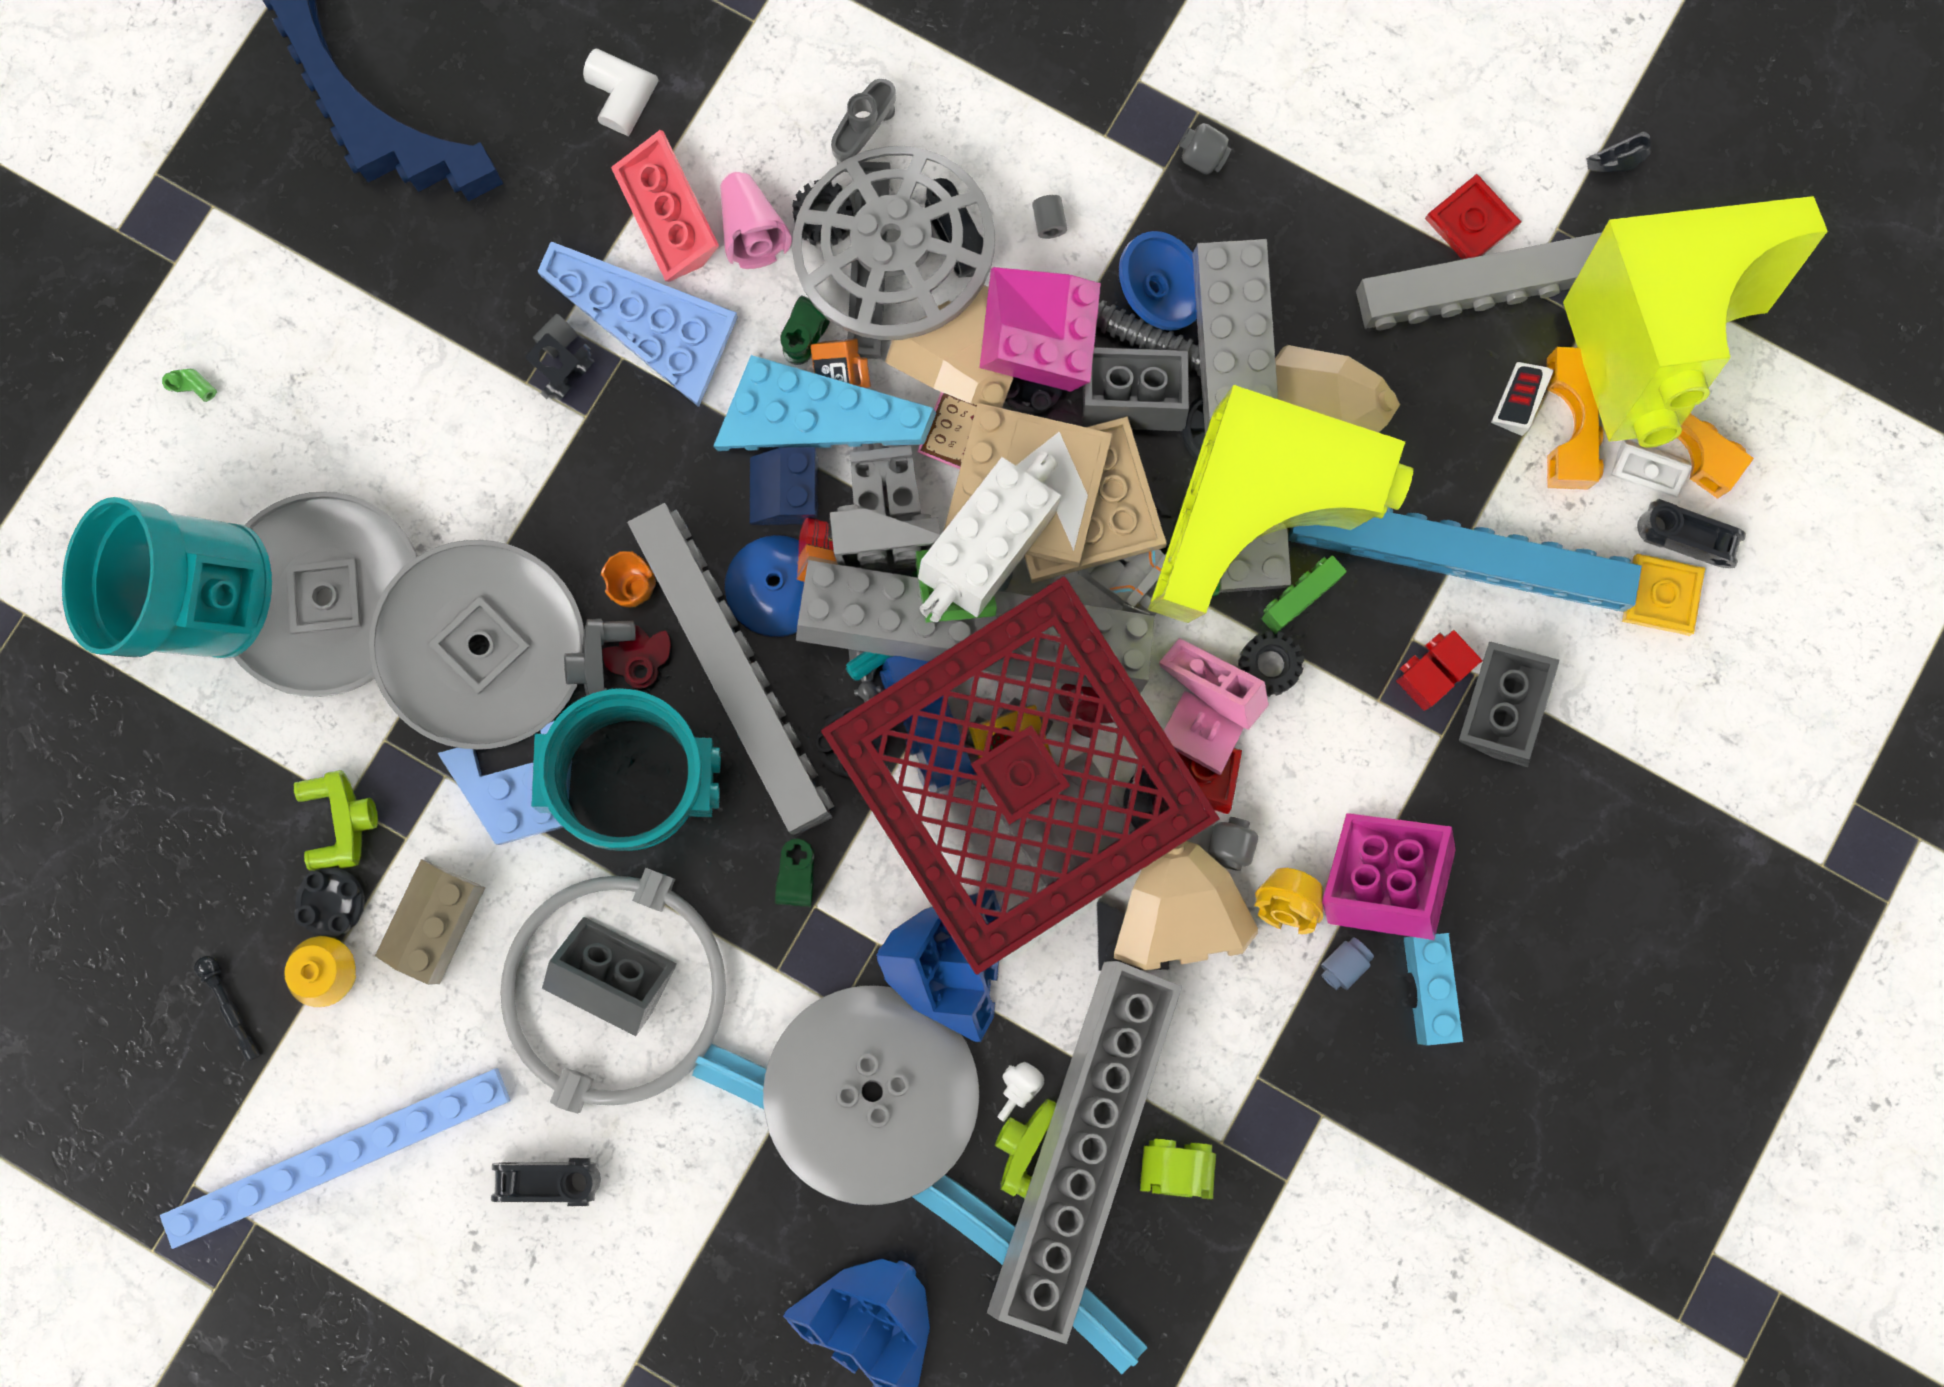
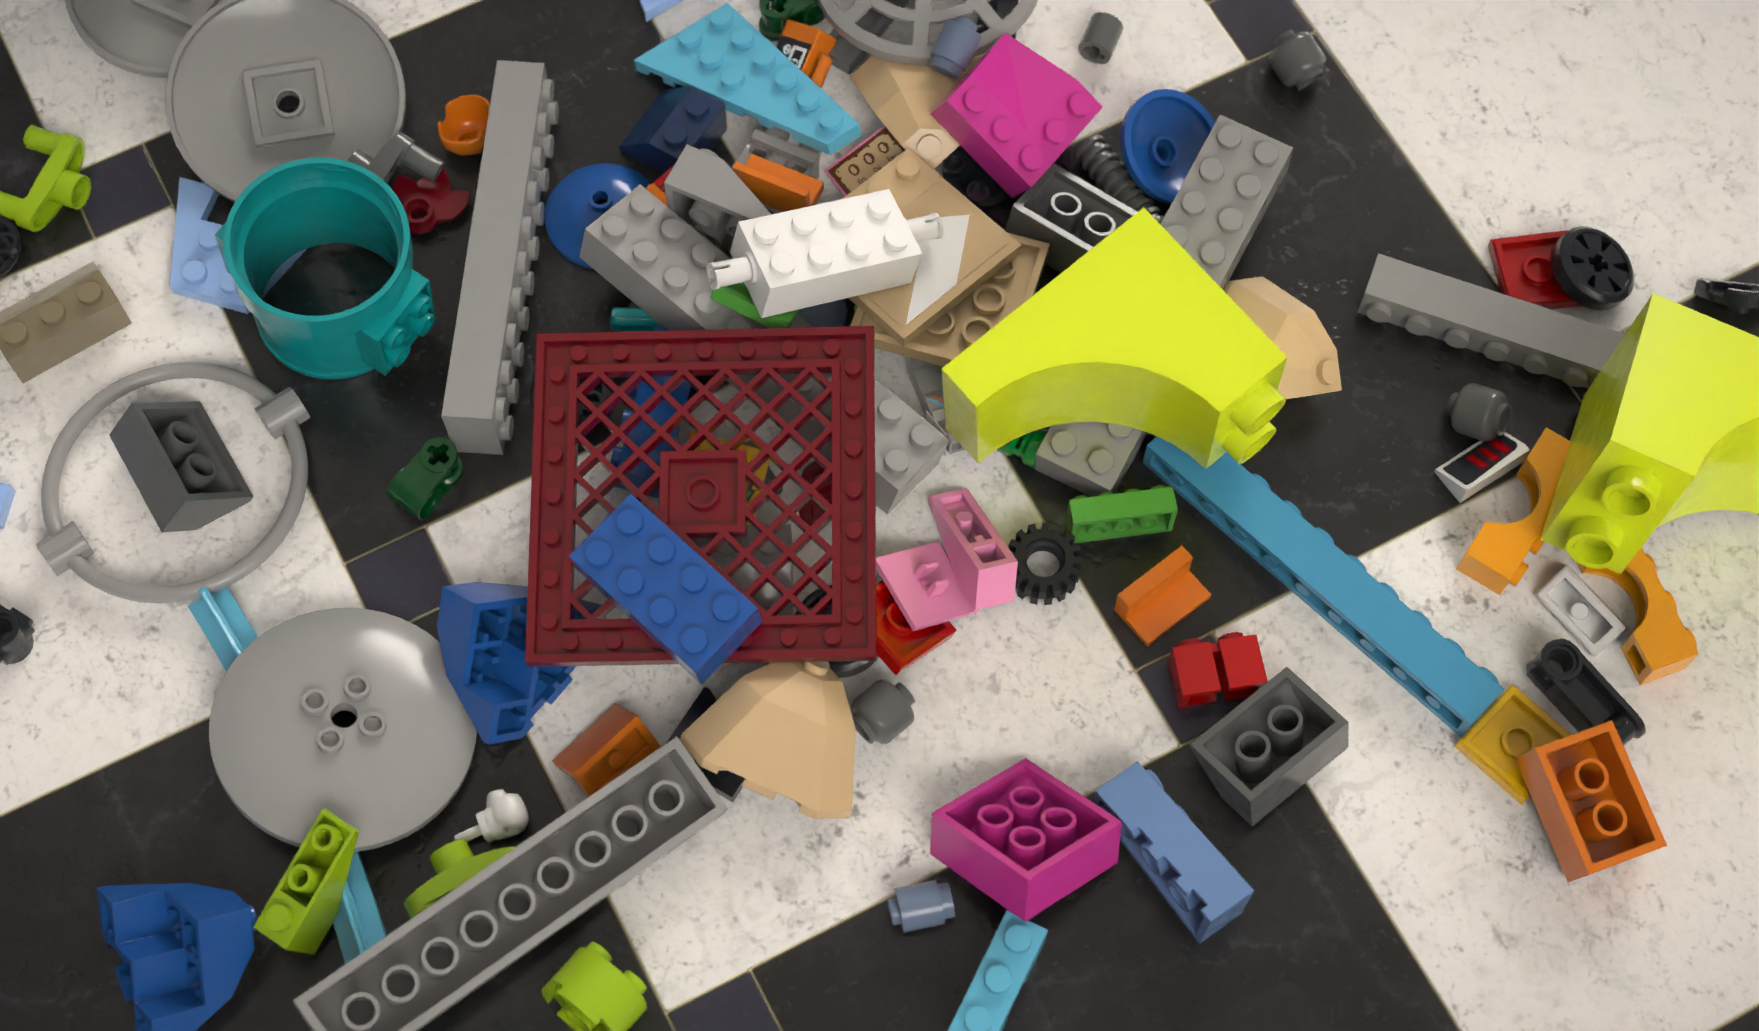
camera: 30 degrees right, 15 degrees down
(902, 491) = (778, 185): none -> orange panel
(935, 1224) = (311, 887): none -> lime slope
(965, 302) = (955, 47): none -> sand blue brick
(1048, 867) = (666, 588): none -> blue brick
(1060, 992) = (606, 749): none -> orange panel
(1291, 899) = (902, 798): yellow cone -> none
(1366, 637) = (1161, 597): none -> orange panel
(1492, 821) = (1174, 852): none -> medium blue wedge
(1500, 360) = (1479, 412): none -> dark grey head
(1518, 212) = (1592, 268): none -> black wheel
(1744, 613) = (1590, 801): none -> orange brick

